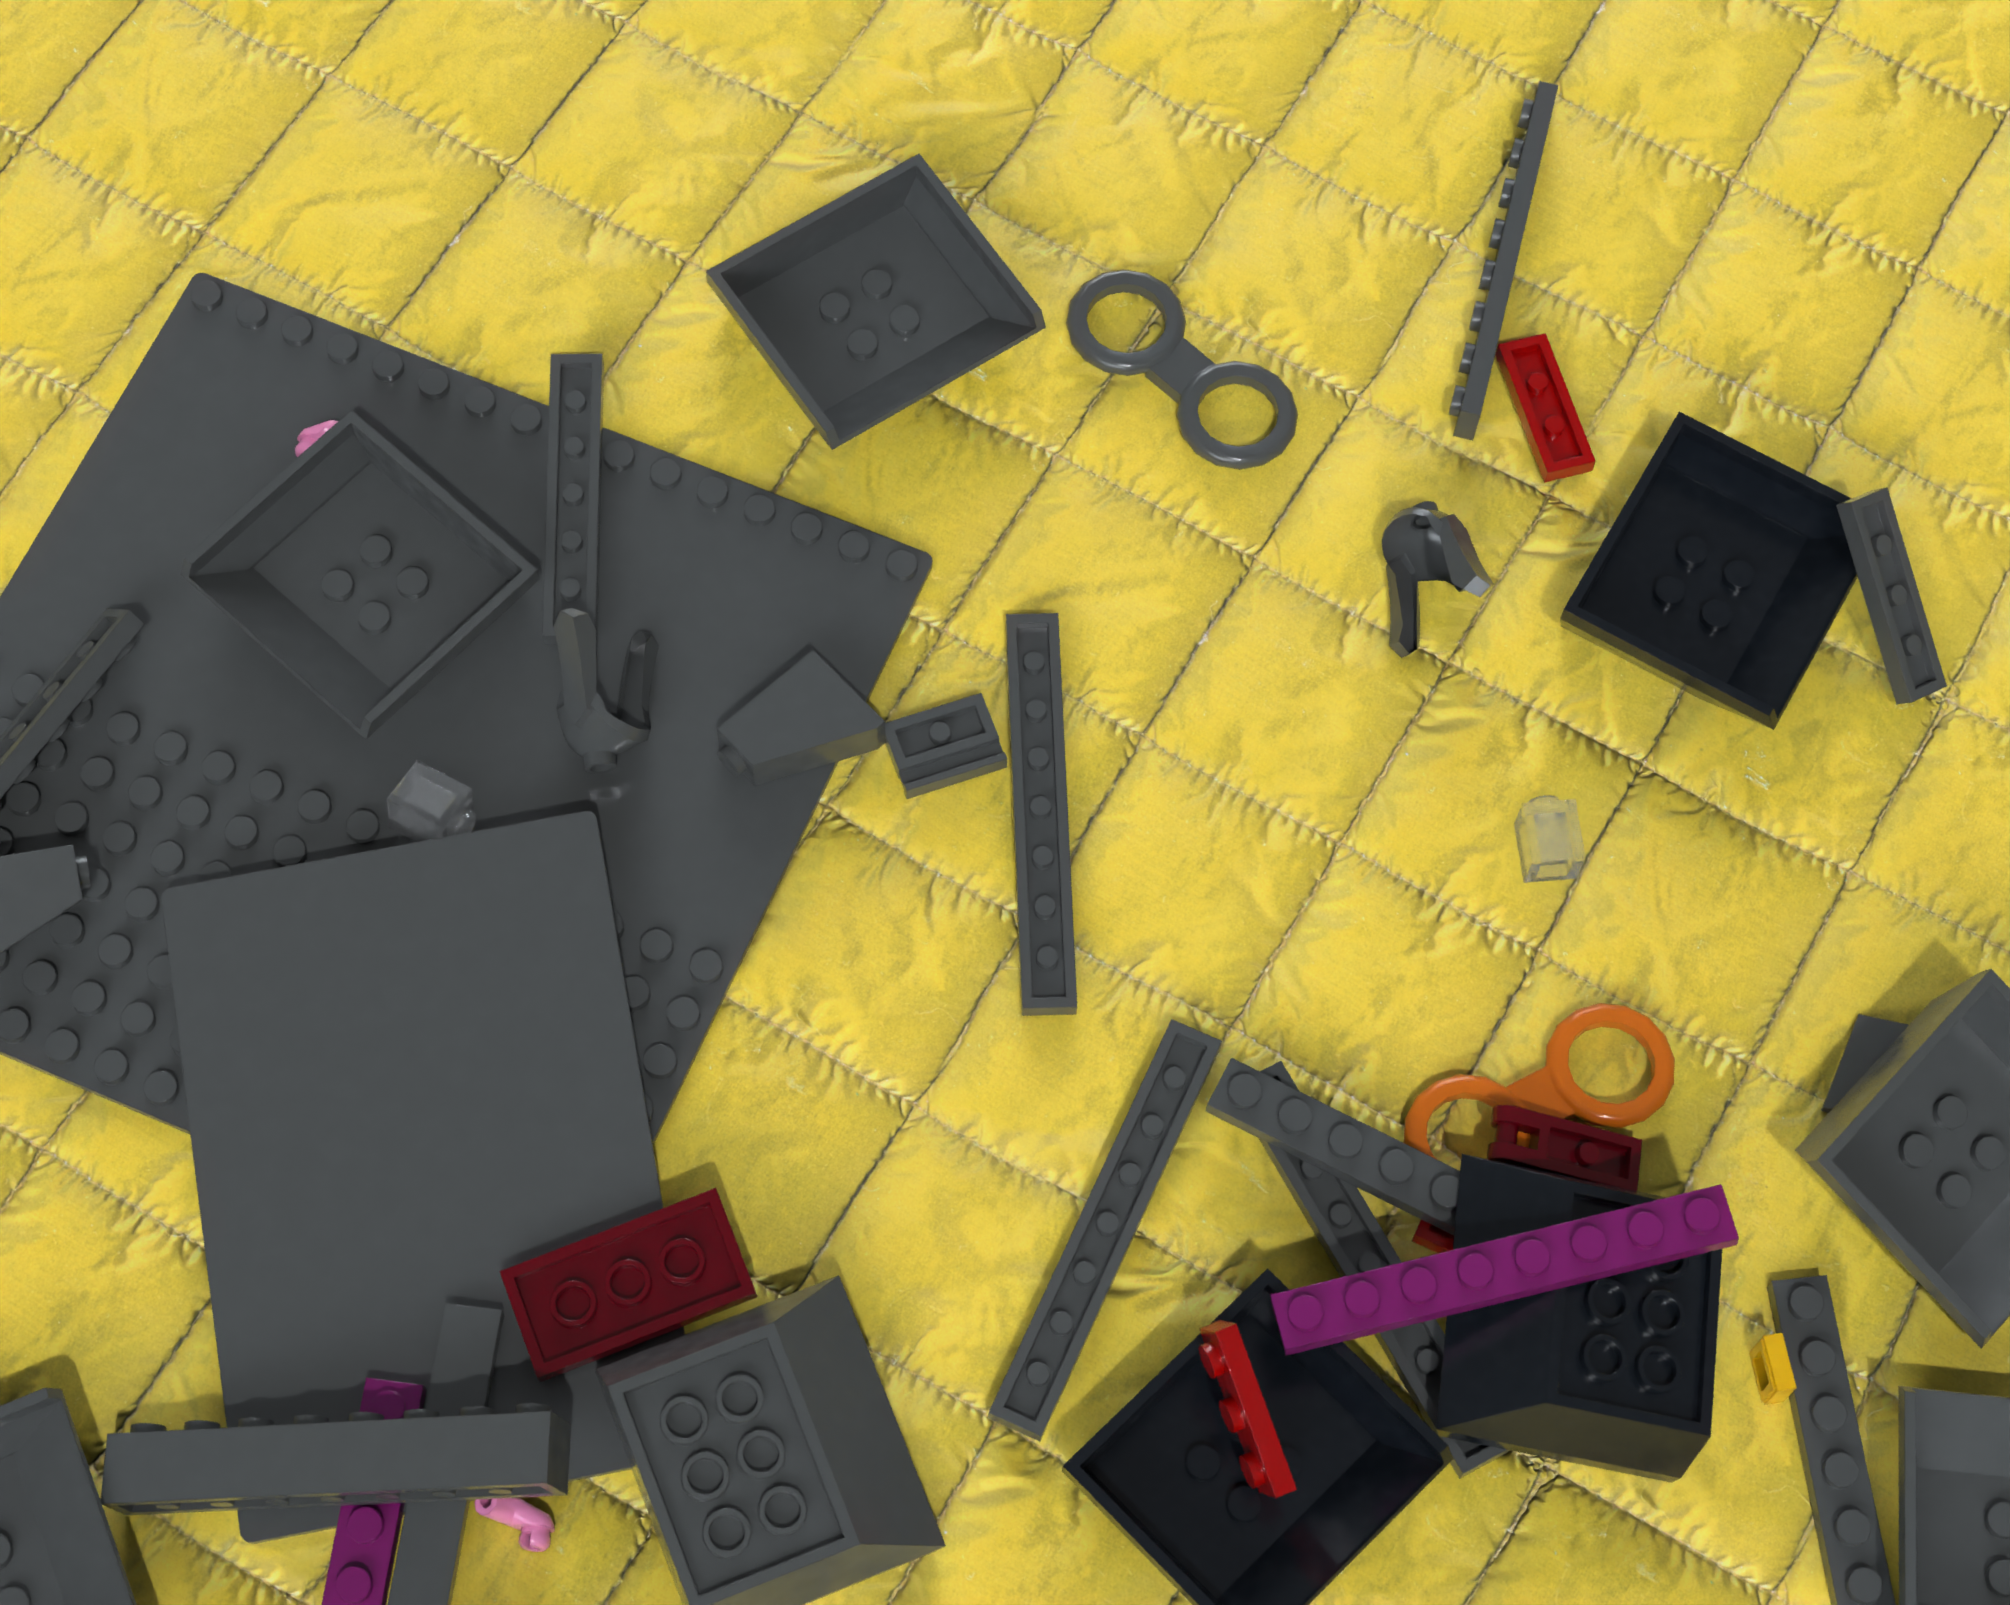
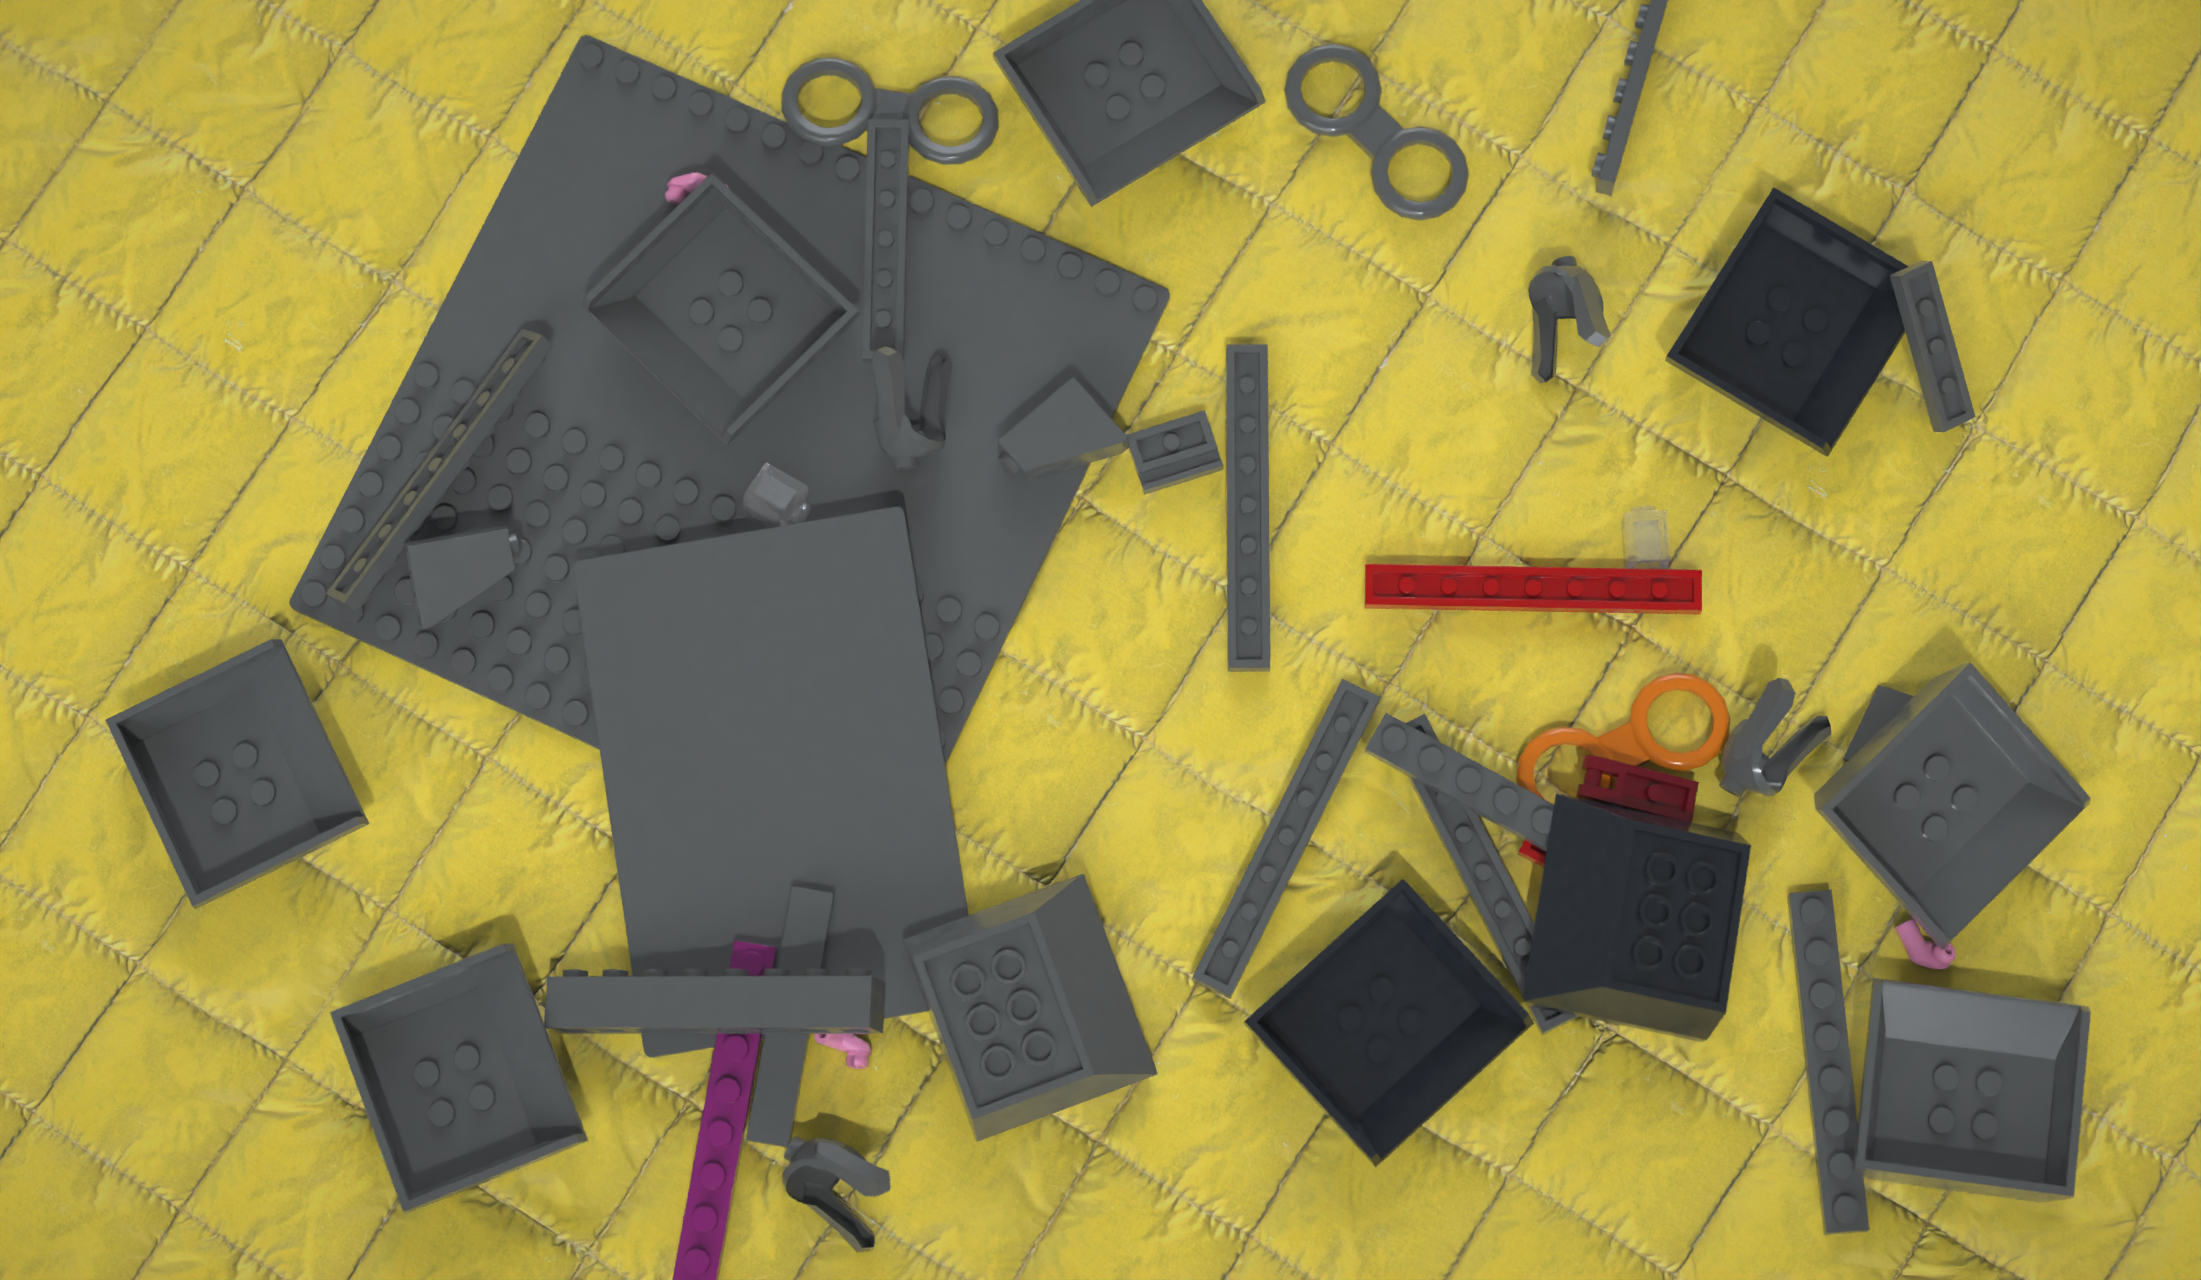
camera: 10 degrees right, 10 degrees up
(574, 340) = (889, 105): none -> dark grey bar
(627, 1284) = (927, 876): dark red plate -> none
(1245, 1409) = (1380, 983): red plate -> none
(1410, 903) = (1533, 589): none -> red plate
(1504, 1269) = (1578, 886): magenta plate -> none
(1545, 407) = (1670, 171): red plate -> none
(1702, 1087) = (1743, 758): none -> dark grey piece
(1772, 1369) = (1782, 960): yellow tile -> none
(1953, 1353) = (1923, 951): none -> bright pink arm

